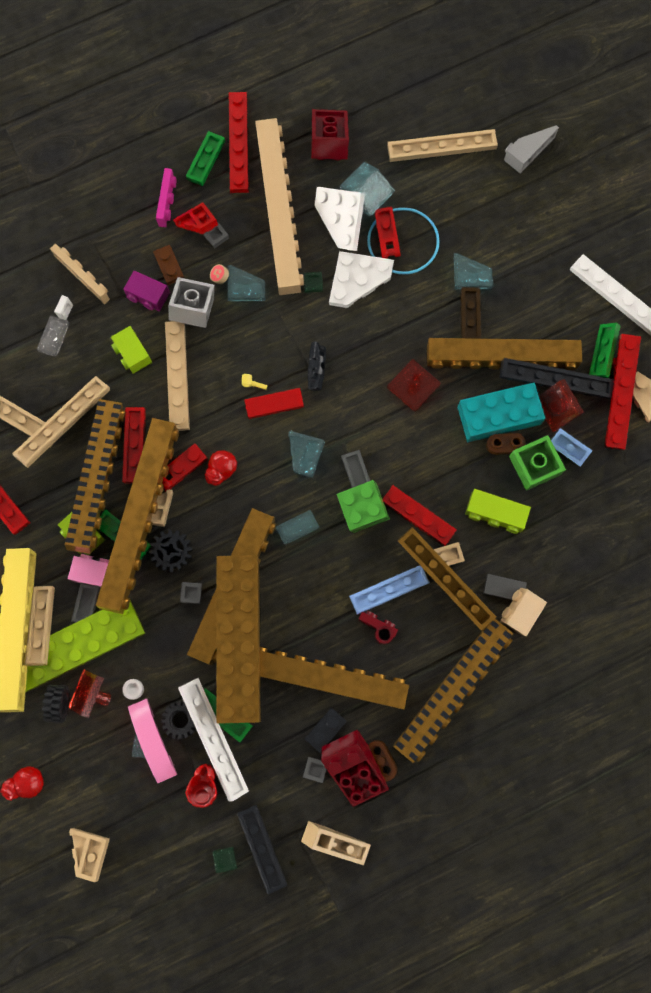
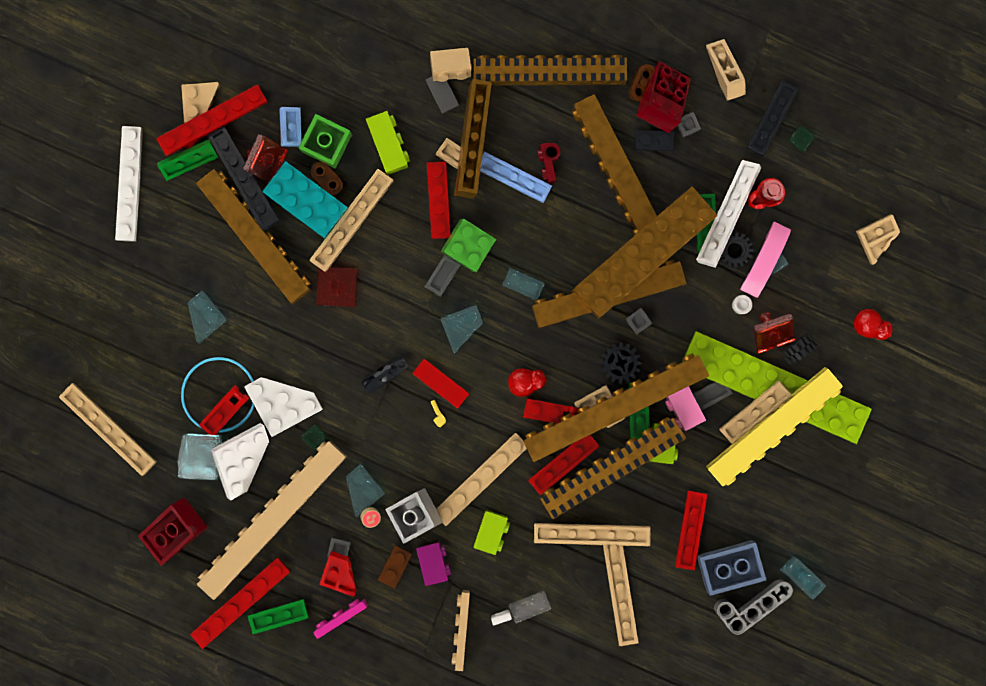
camera: 130 degrees left, 10 degrees up
(457, 435) = (351, 220): none -> tan plate
(470, 313) = (241, 288): dark brown plate -> none
(528, 148) = (58, 357): light grey slope -> none

